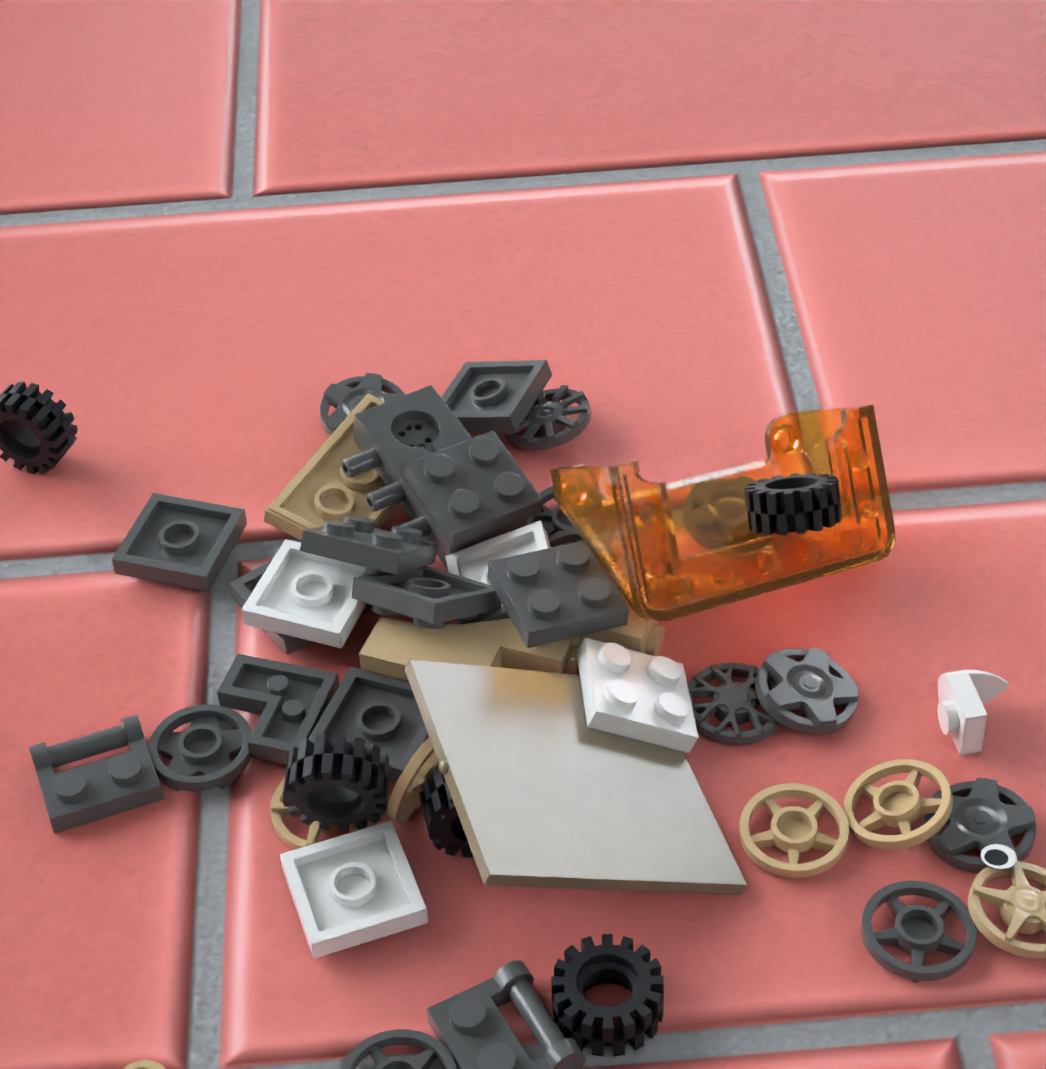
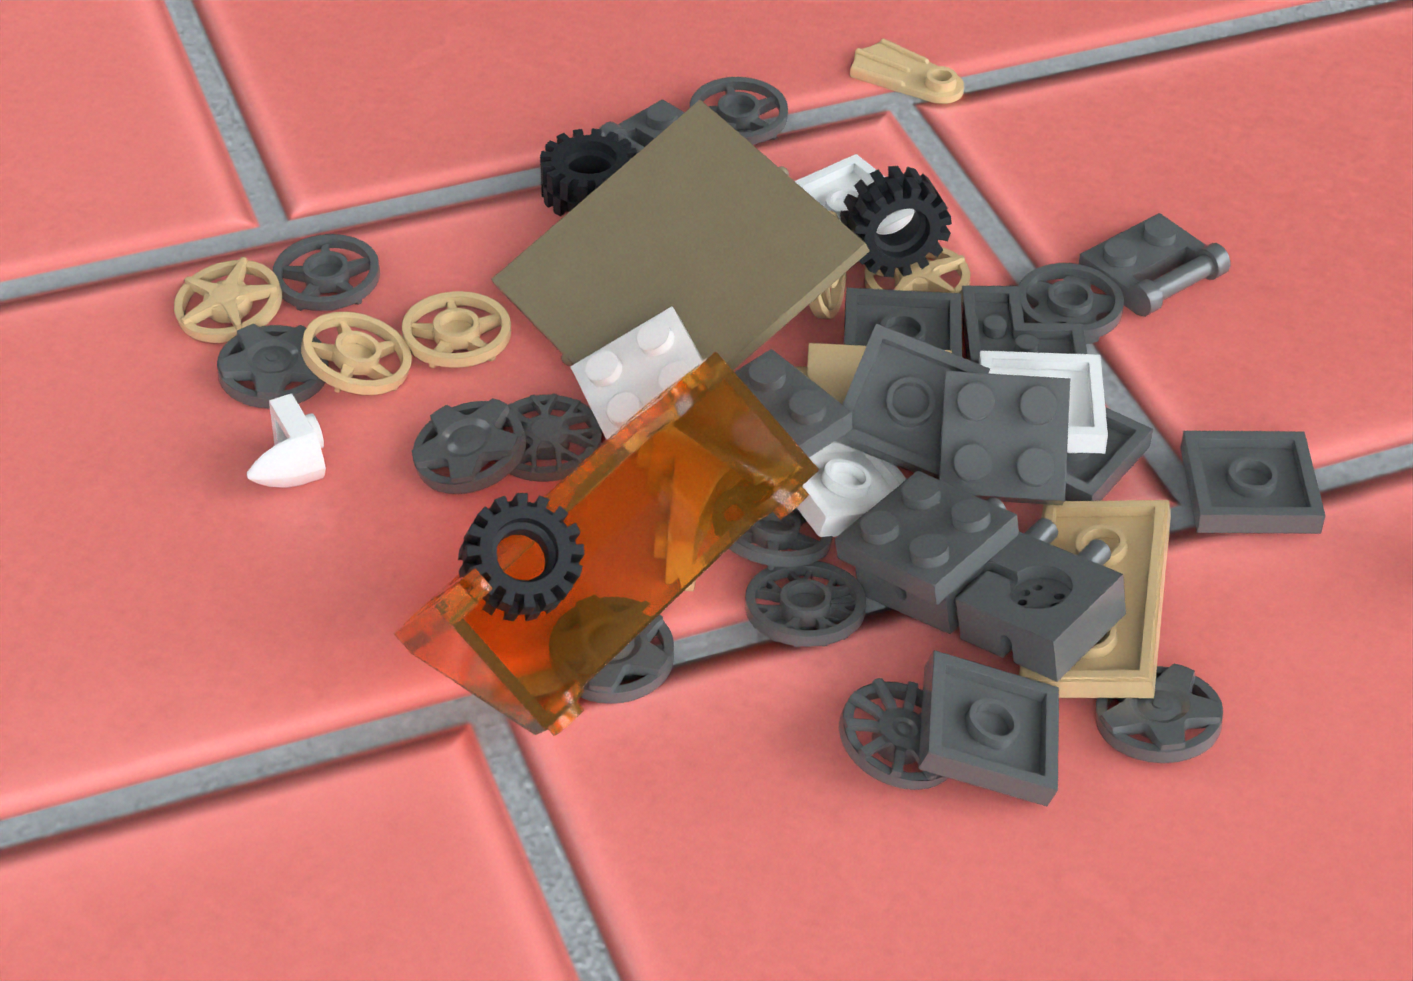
camera: 160 degrees right, 0 degrees up
(998, 856) = (253, 318): sticker -> none

